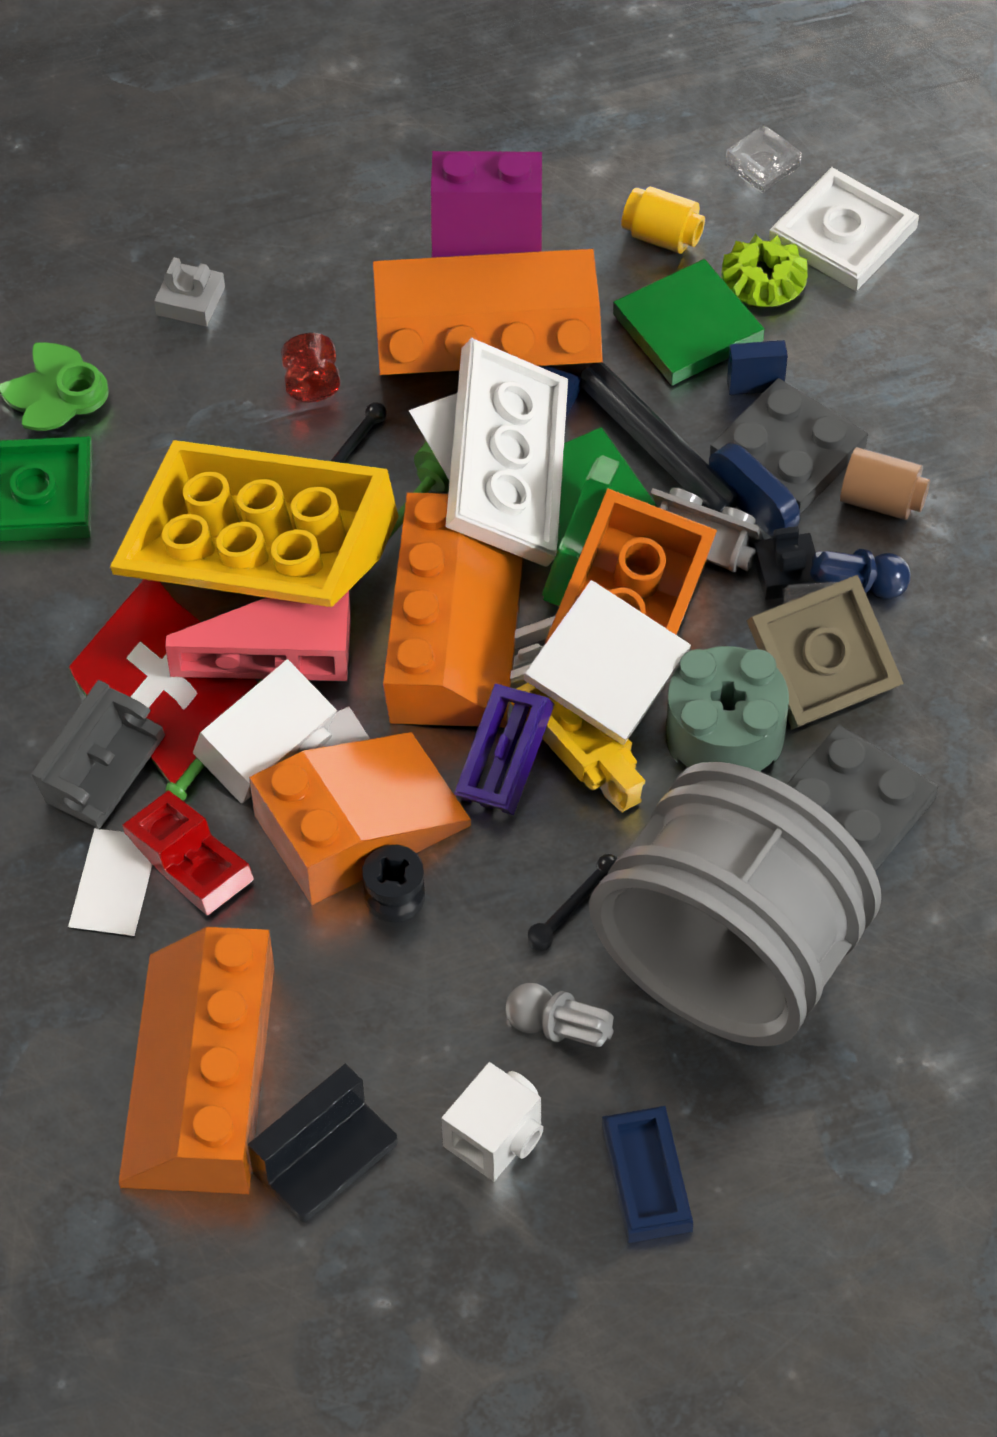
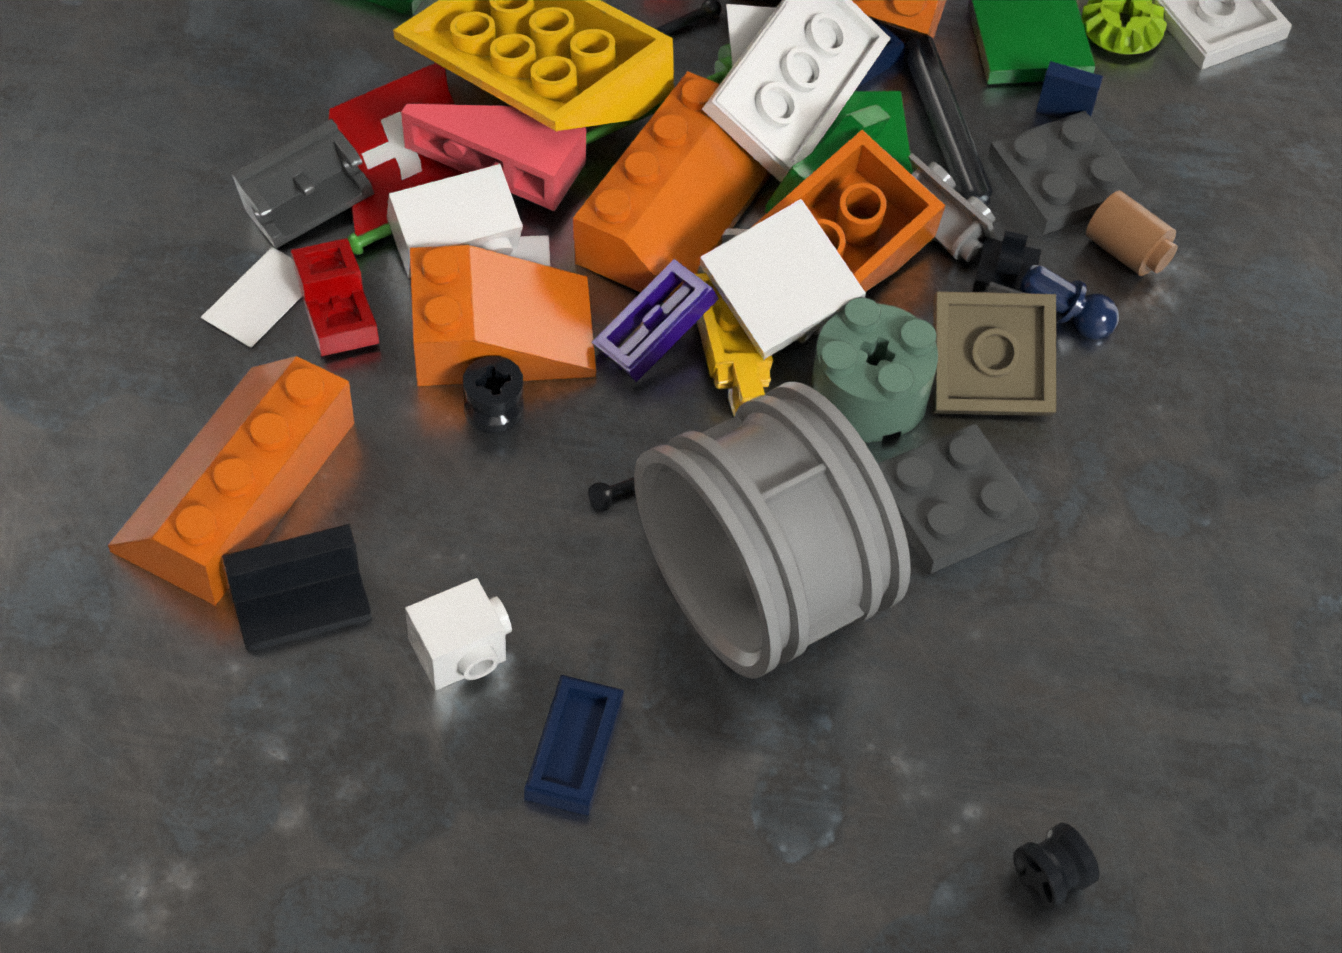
camera: 20 degrees right, 0 degrees up
(534, 1009) = (572, 568): light grey axle -> none
(757, 489) = (1012, 195): dark blue tile -> none

